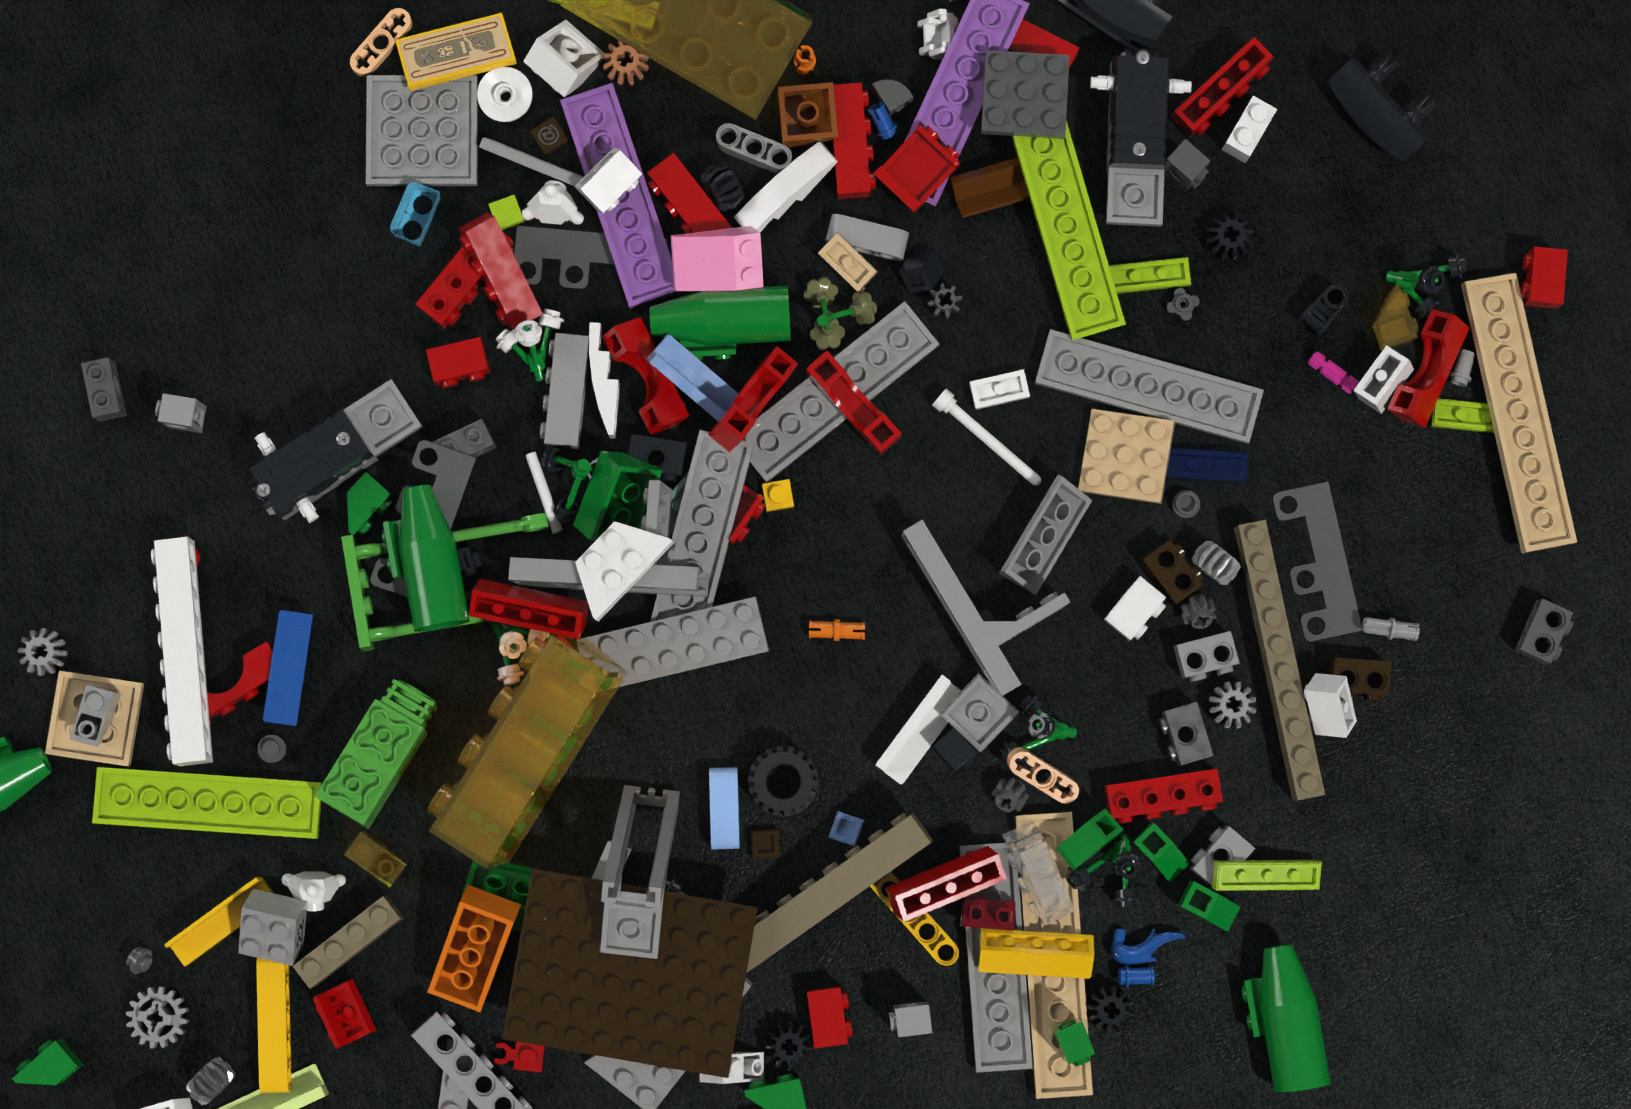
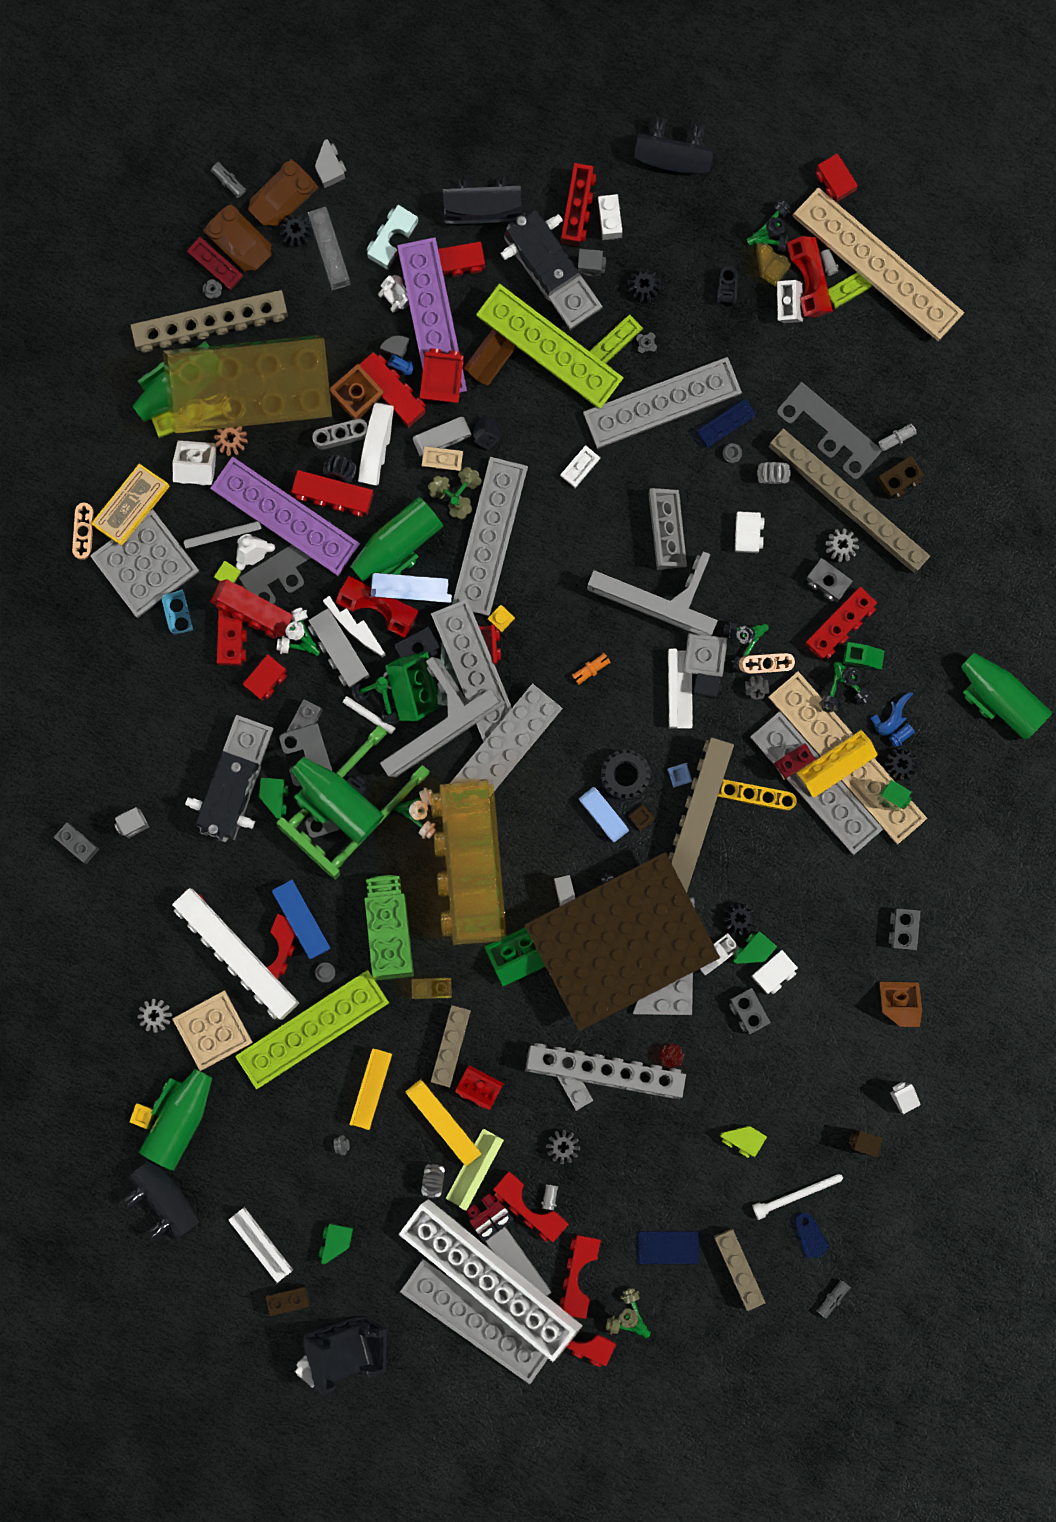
camera: 35 degrees left, 0 degrees up
(94, 715) = (213, 1026): light grey slope -> none
(155, 1029) = (381, 1179): light grey gear -> none
(272, 927) = (403, 1069): light grey brick -> none
(313, 887) = (408, 1031): white rock -> none
(473, 948) = (524, 995): orange brick -> none
(500, 81) = (175, 498): white dish -> none
(525, 1056) = (597, 1034): red plate -> none
(528, 608) = (412, 783): red brick -> none
(549, 136) = (218, 513): dark brown tile -> none
(609, 180) = (273, 512): white brick -> none
(617, 564) = (443, 720): white wing -> none
(630, 918) = (601, 908): light grey piece -> none
(717, 260) = (369, 511): bright pink slope -> none
(752, 398) = (446, 569): red arch -> none
(804, 60) = (335, 364): orange pin -> none
(828, 1018) = (749, 886): red brick -> none
(852, 403) = (495, 533): red arch -> none
(911, 1019) = (796, 851): light grey brick -> none
(942, 294) = (517, 437): dark grey gear -> none
(946, 883) = (759, 761): red brick -> none
(947, 403) = (557, 496): white piece -> none
(1025, 94) = (471, 290): dark grey plate -> none
(1038, 873) = (805, 718): clear wedge -> none
(1089, 839) = (819, 678): green slope -> none
(1126, 456) = (679, 451): tan plate -> none
(1166, 577) = (752, 502): dark brown brick -> none
(1198, 611) = (784, 507): dark grey gear -> none
(1205, 650) = (804, 526): light grey brick -> none
(1208, 905) = (912, 666): green slope -> none
(1227, 839) = (900, 622): light grey brick -> none
(1266, 875) = (931, 625): lime tile -> none
(1330, 705) = (896, 504): white brick -> none
(1333, 372) = (758, 318): dark pink axle -> none
(1538, 628) = (977, 375): dark grey brick -> none

